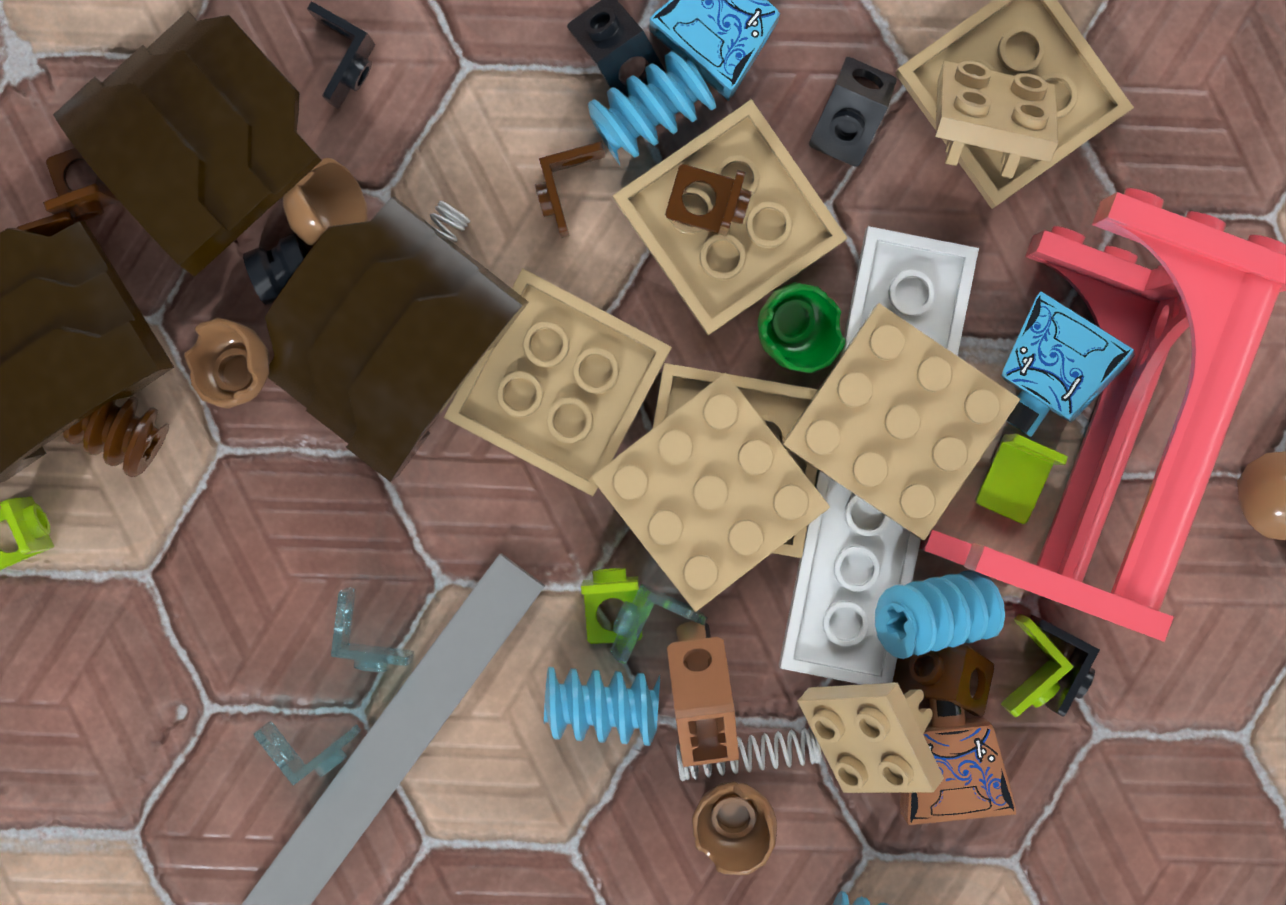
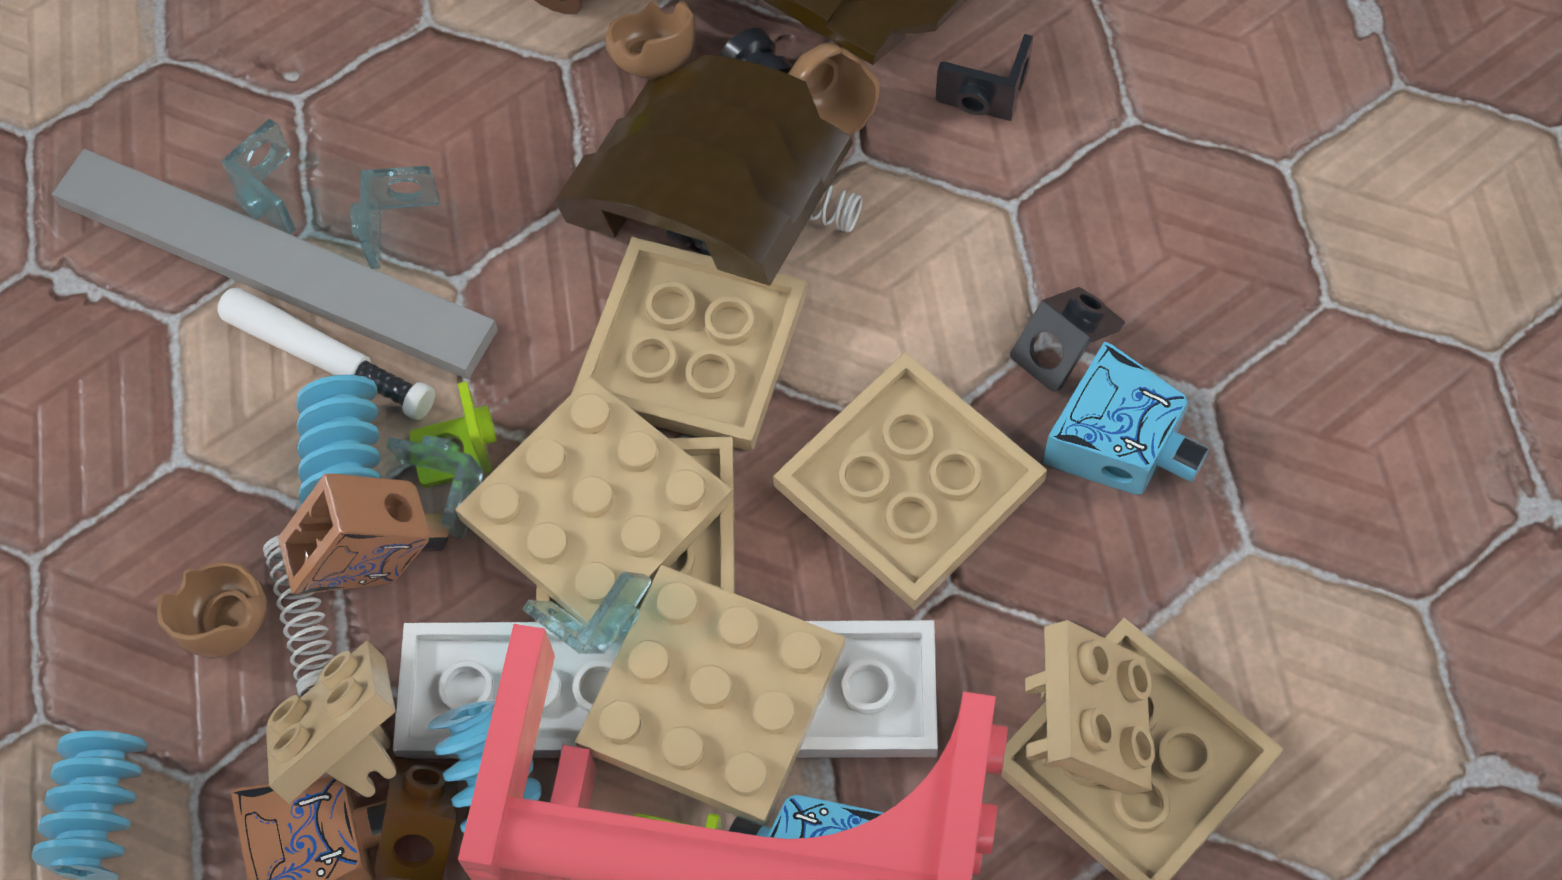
camera: 85 degrees right, 25 degrees down
(489, 719) = (309, 344): none -> white piece
(547, 190) = (901, 293): reddish brown bracket -> none
(650, 105) = (1009, 371): medium azure piece -> none
(729, 206) = (921, 451): reddish brown bracket -> none
(801, 328) = (800, 568): green hair -> none
(838, 516) = (608, 624): none -> clear light blue bracket
(853, 113) = (1063, 581): black bracket -> none

